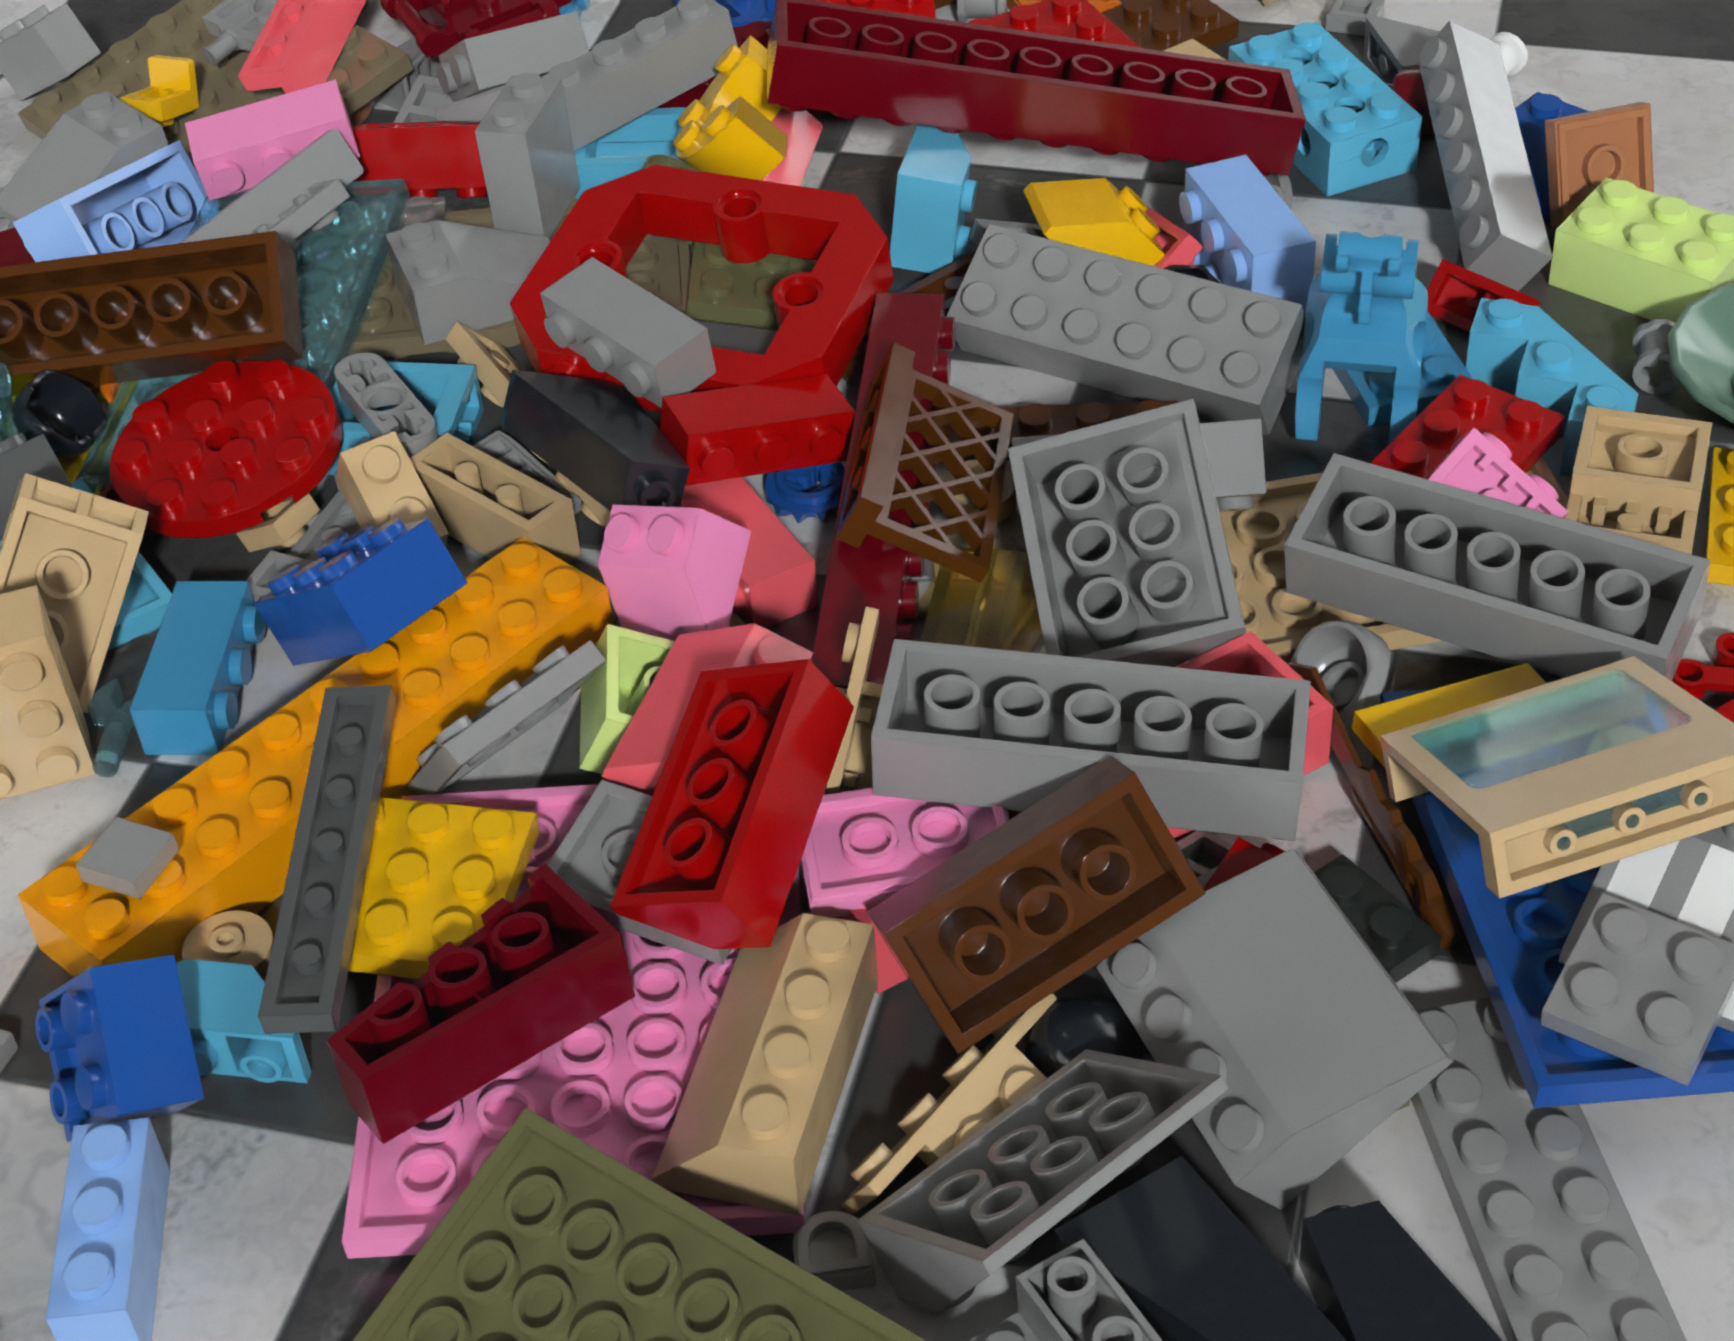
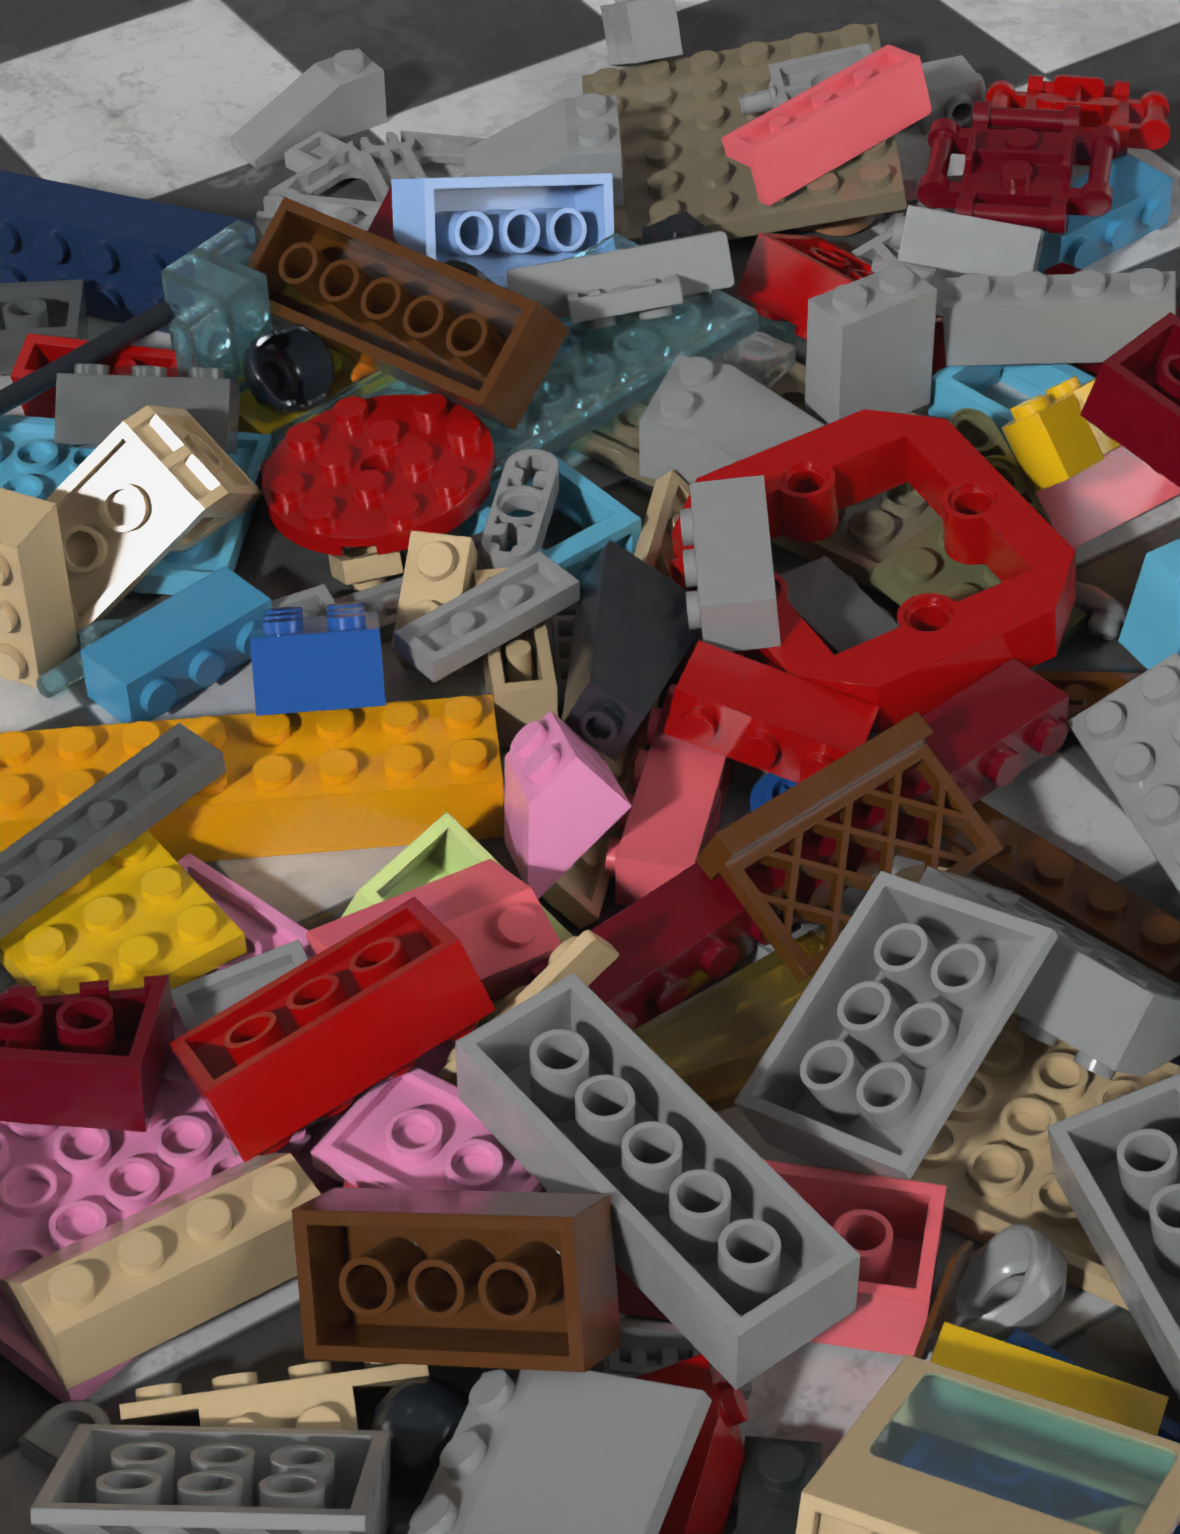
camera: 40 degrees right, 0 degrees up
(170, 90) = (673, 127): yellow bracket -> none
(252, 141) = (667, 203): bright pink brick -> none
(470, 477) = (486, 616): none -> light grey plate
(505, 718) = (308, 840): light grey plate -> none

